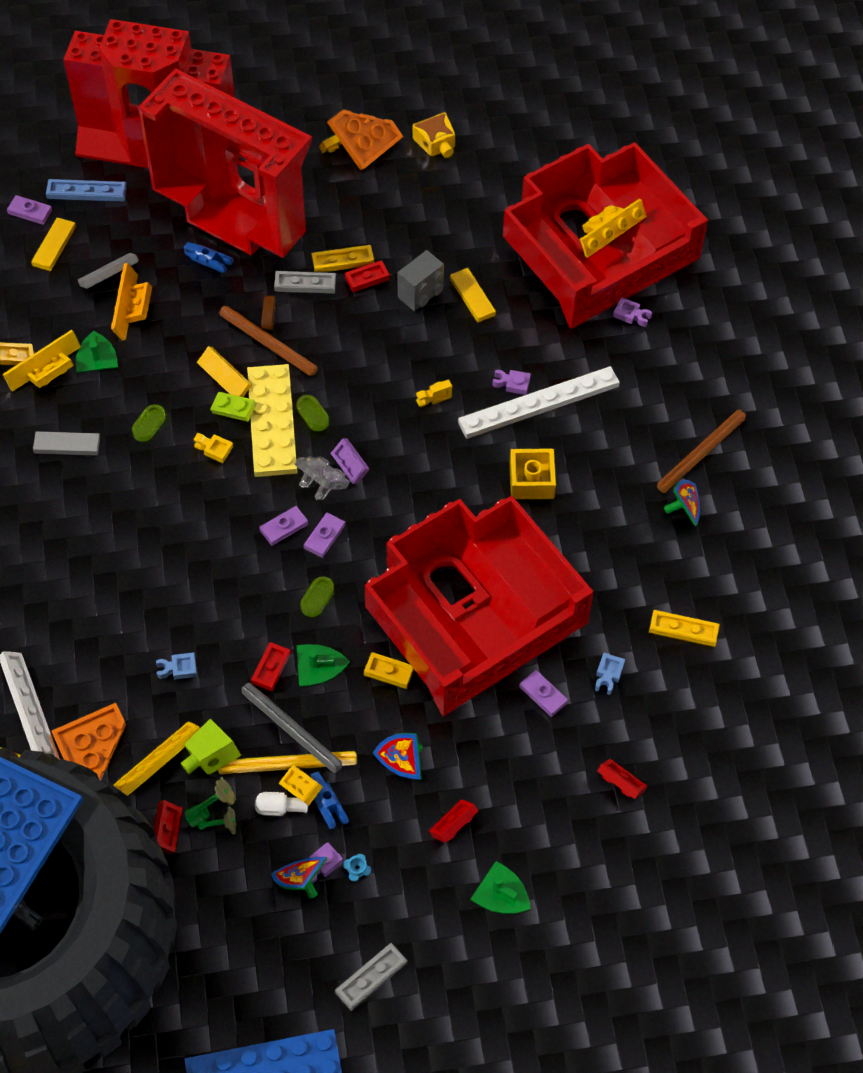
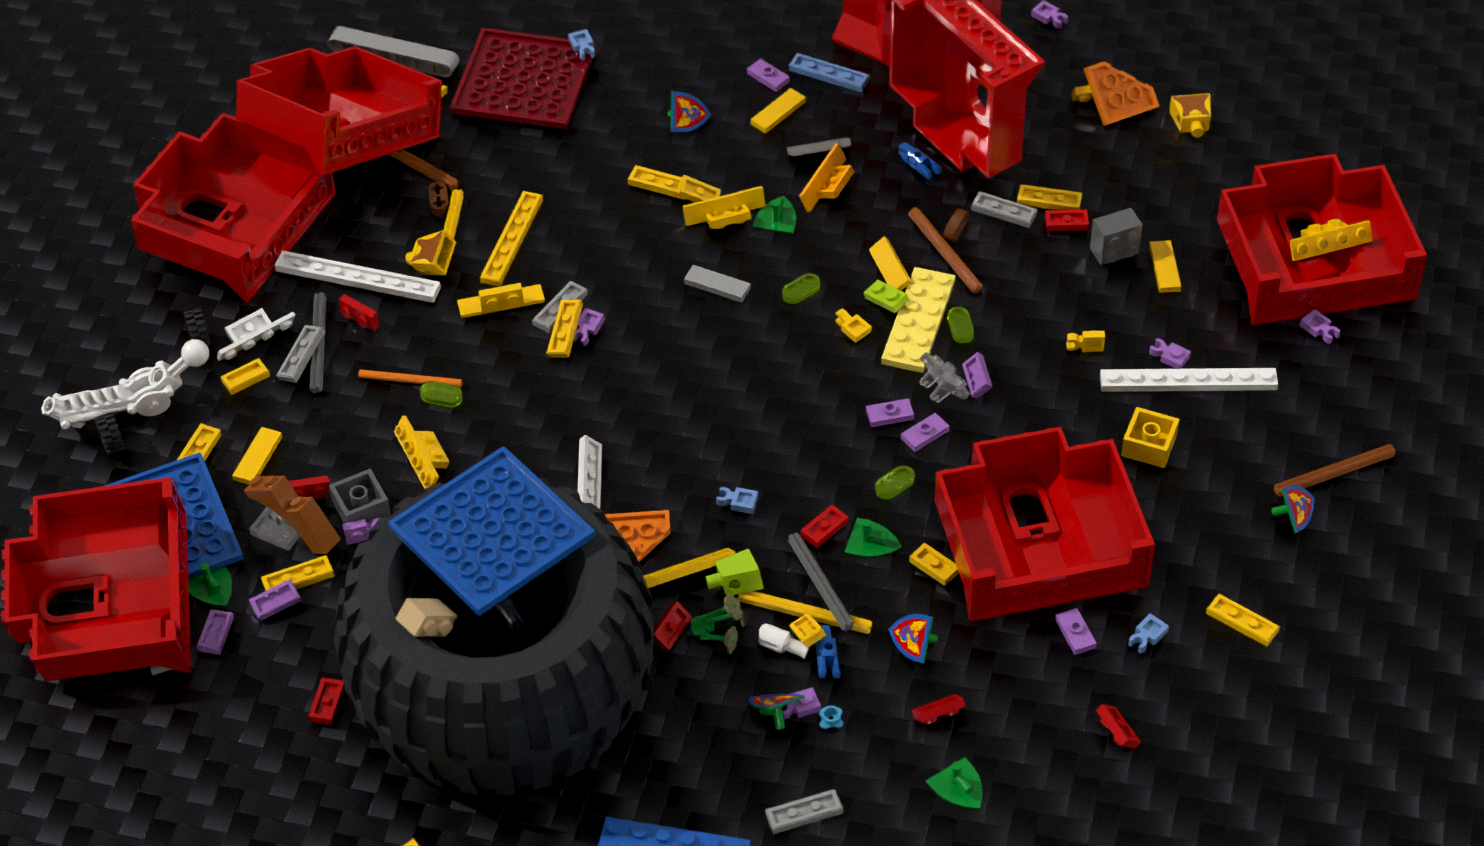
camera: 25 degrees right, 10 degrees down
(265, 72) = (1048, 13): none -> medium lavender plate

